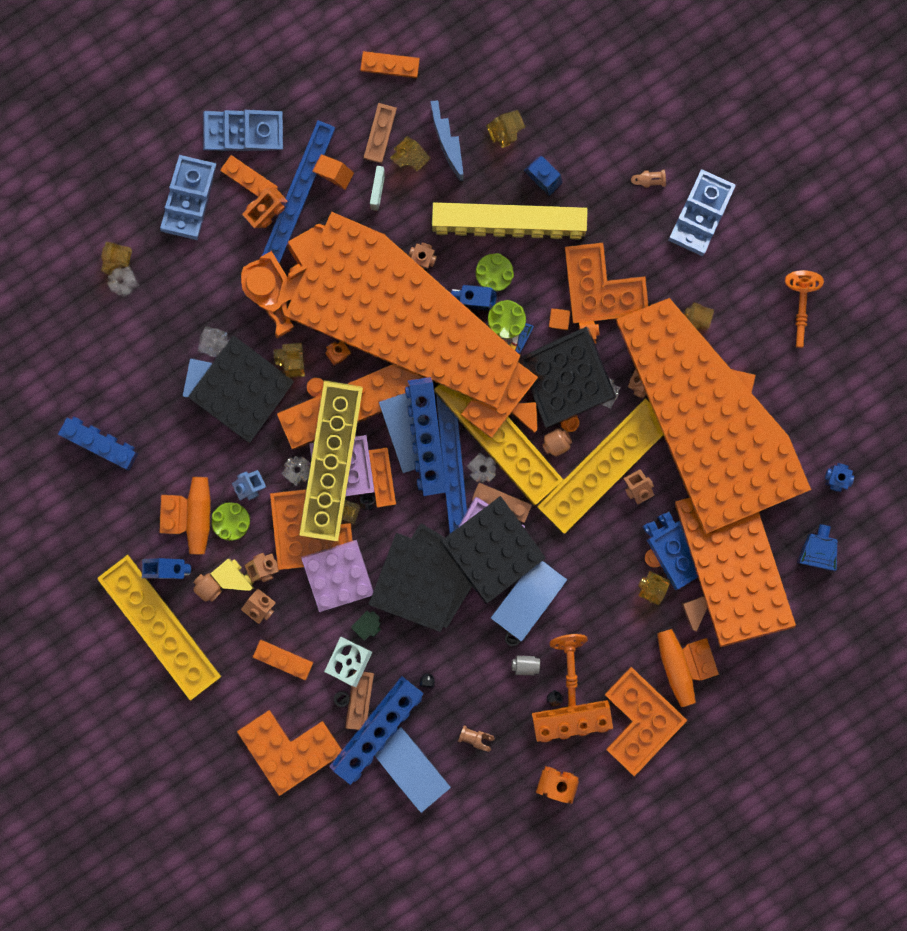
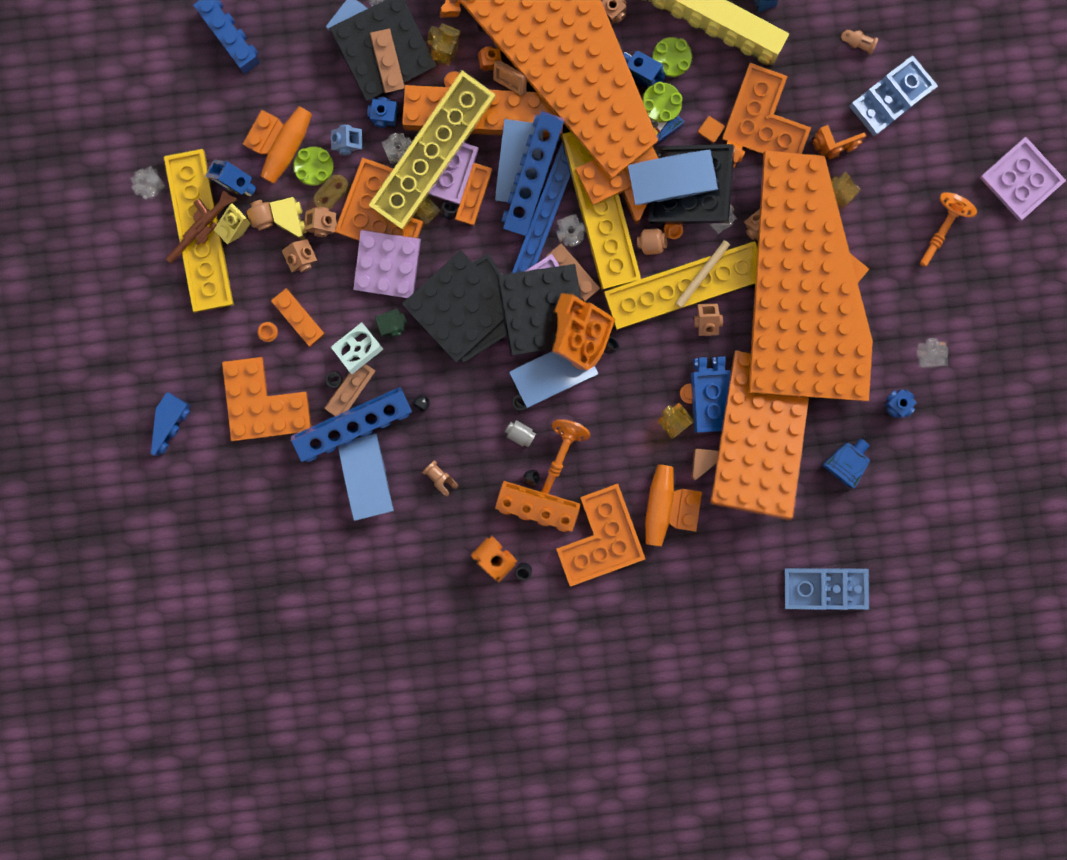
camera: 30 degrees right, 0 degrees up
(100, 605) = (146, 183): none -> clear brick
(160, 626) = (199, 229): none -> copper piece
(187, 609) = (232, 225): none -> light yellow slope
(214, 804) = (167, 419): none -> blue slope
(251, 400) = (387, 60): none -> nougat plate
(256, 536) = (328, 190): none -> clear yellow plate
(263, 685) = (267, 332): none -> orange plate
(275, 448) = (388, 110): none -> blue brick
(364, 362) = (510, 77): none -> nougat plate
(536, 553) = (581, 331): none -> orange slope
(548, 381) = (673, 177): none -> medium blue slope
(565, 550) = (611, 346): none -> black hinge
(588, 782) = (523, 571): none -> black hinge
(614, 449) = (702, 274): none -> tan bar
(662, 284) = (825, 143): none -> orange bracket
(845, 420) = (932, 353): none -> clear brick
(848, 230) = (1022, 179): none -> lavender plate
(855, 667) = (826, 588): none -> medium blue slope

